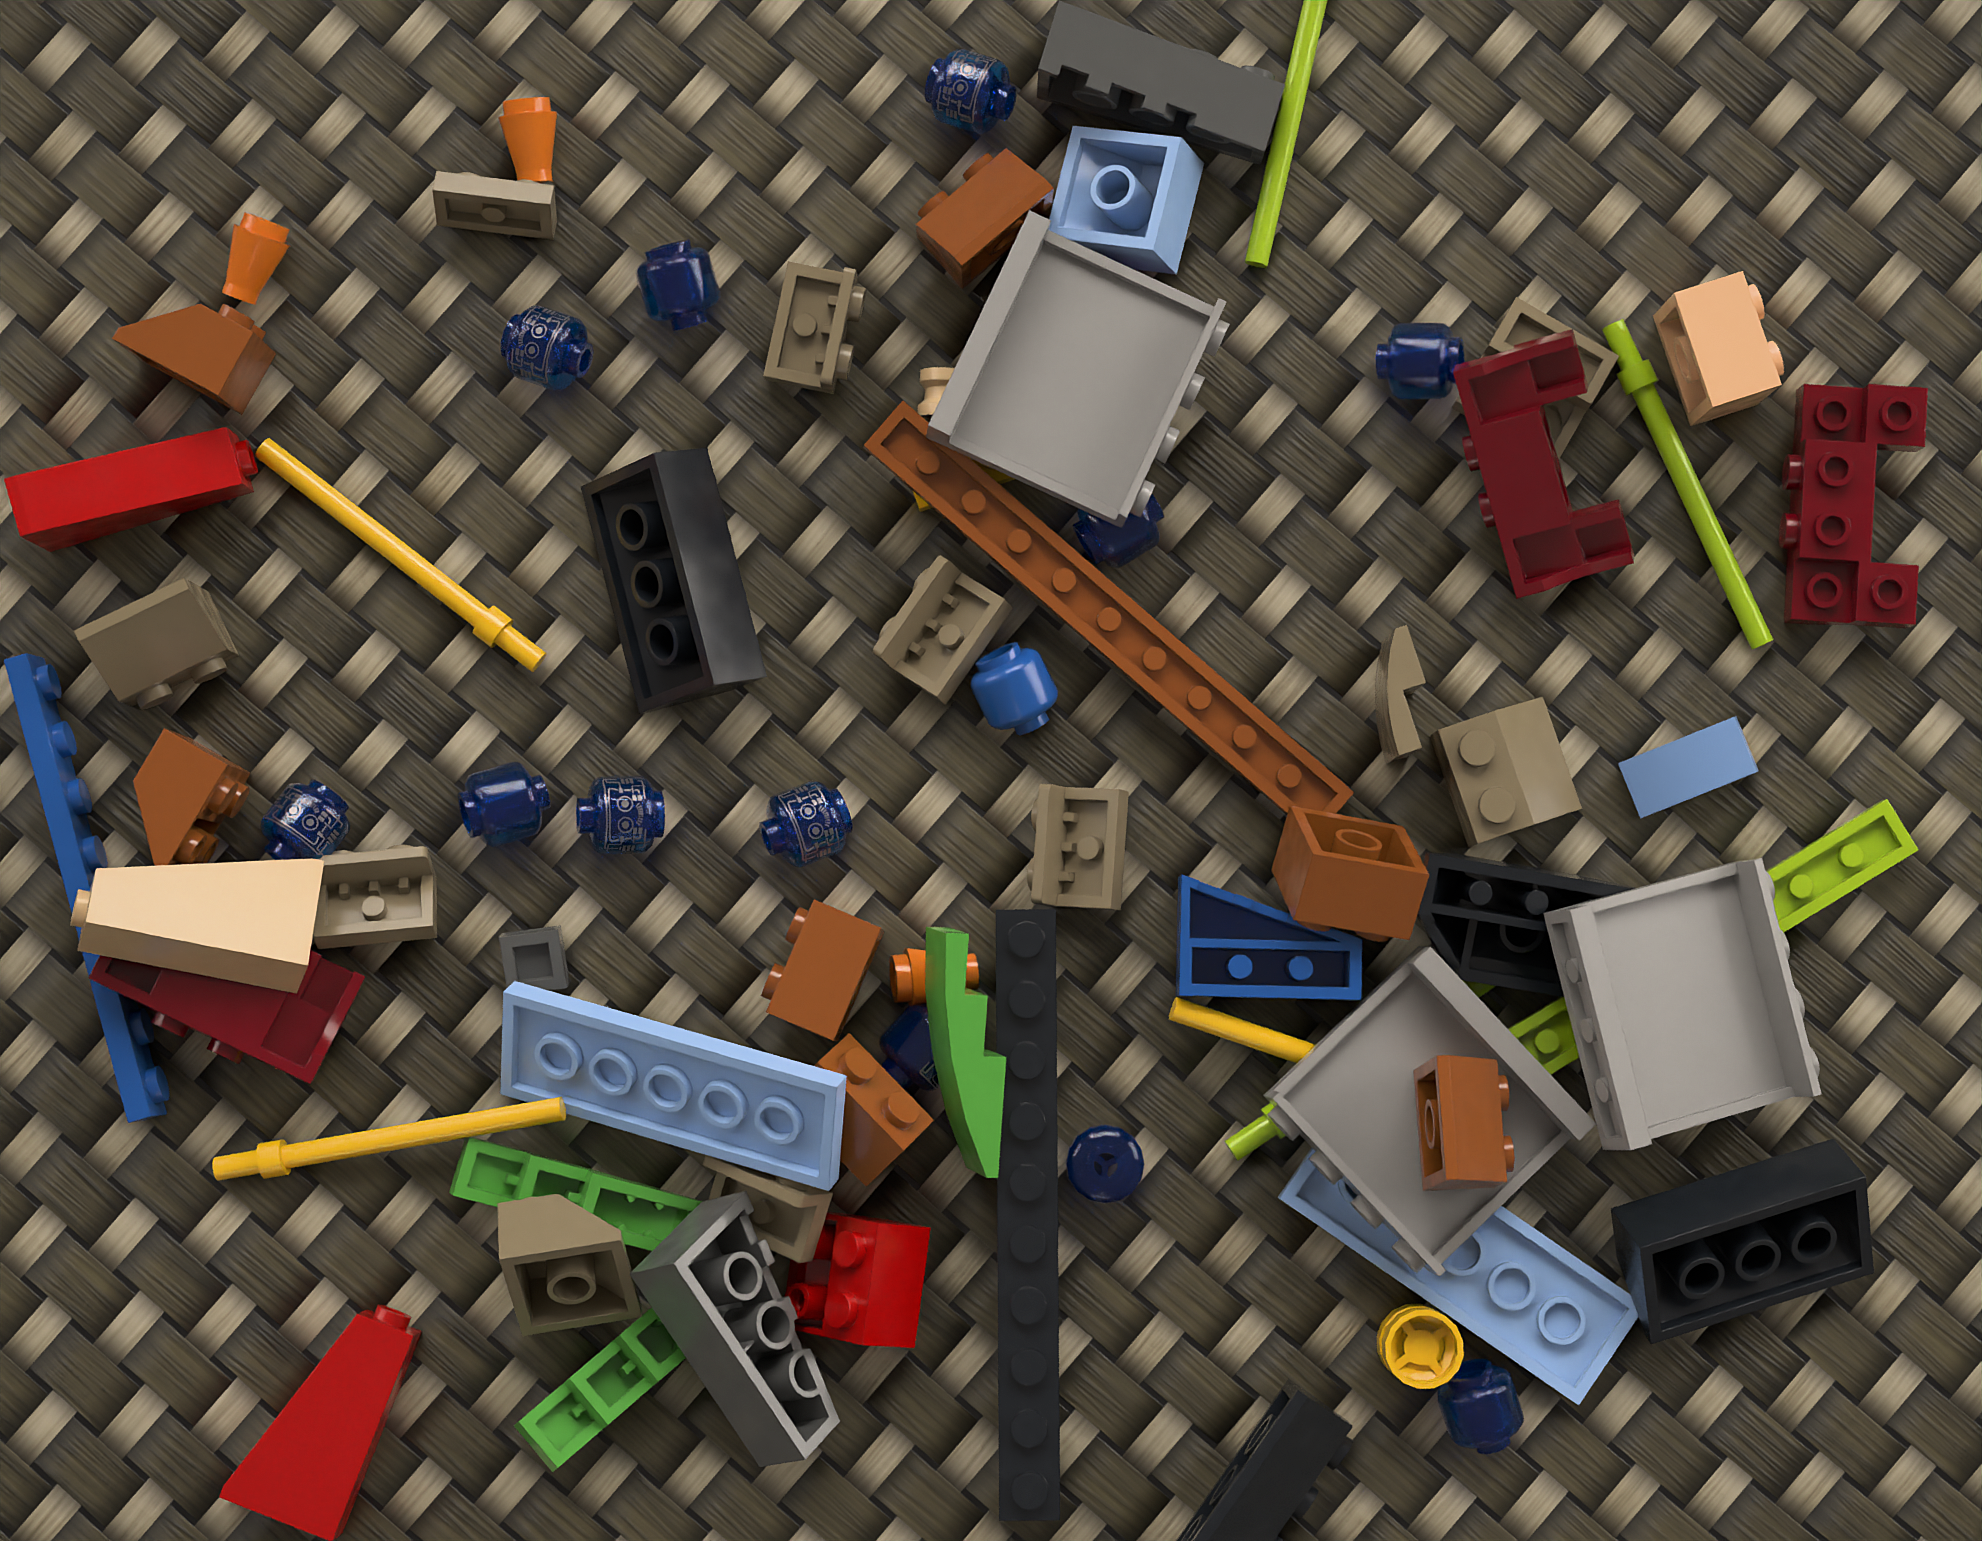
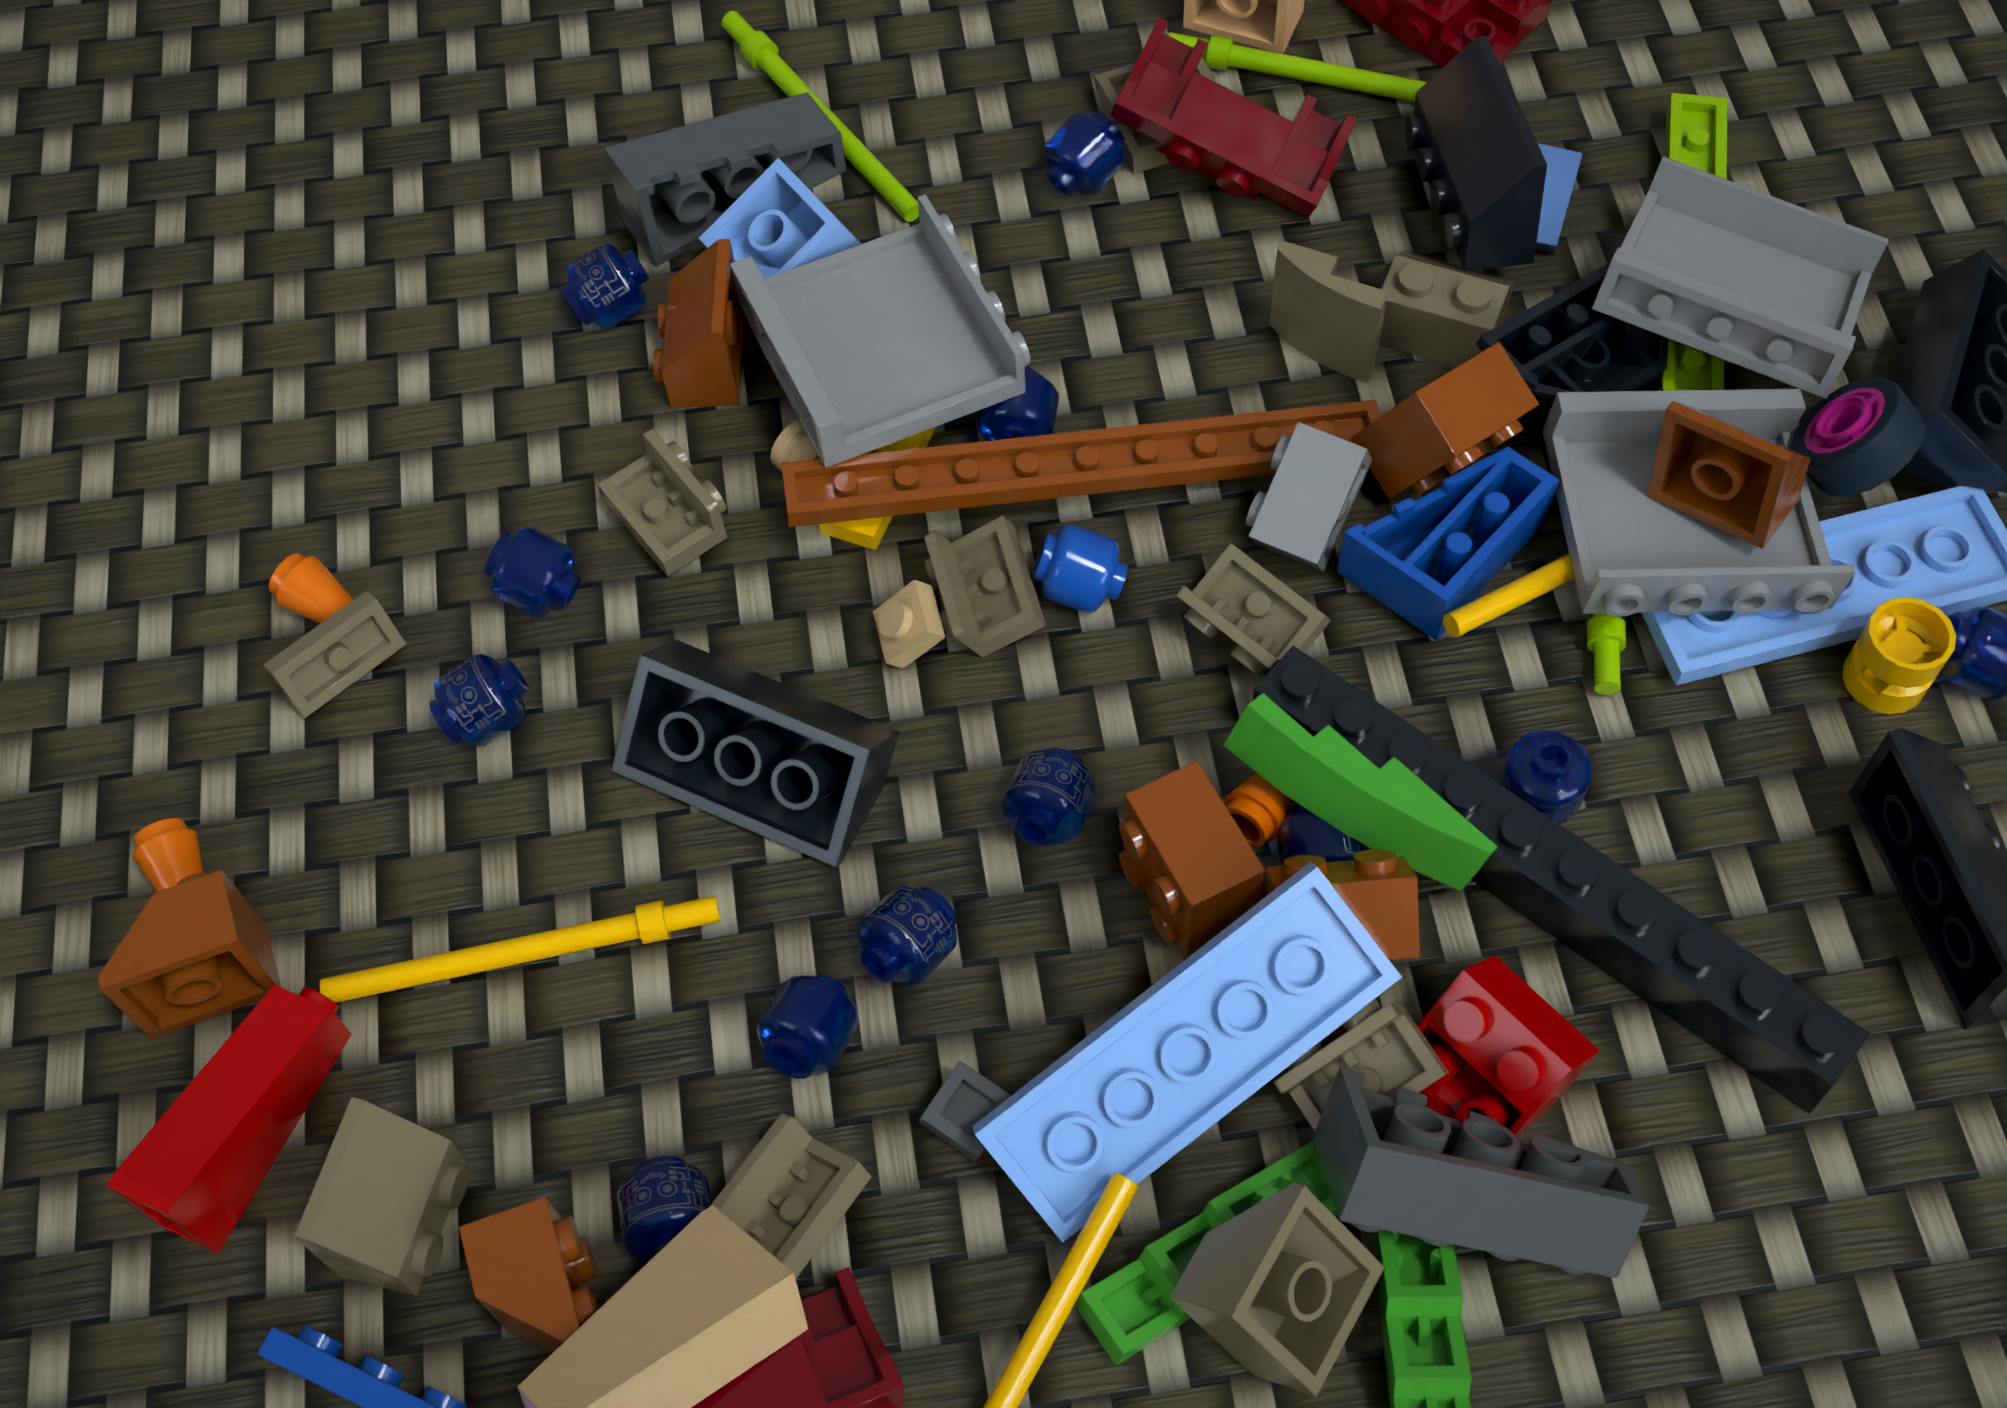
camera: 45 degrees left, 25 degrees down
(864, 602) = (908, 624): none -> tan plate
(1209, 815) = (1308, 495): none -> light grey brick
(1584, 1197) = (1859, 436): none -> black wheel
(1647, 702) = (1479, 160): none -> black slope

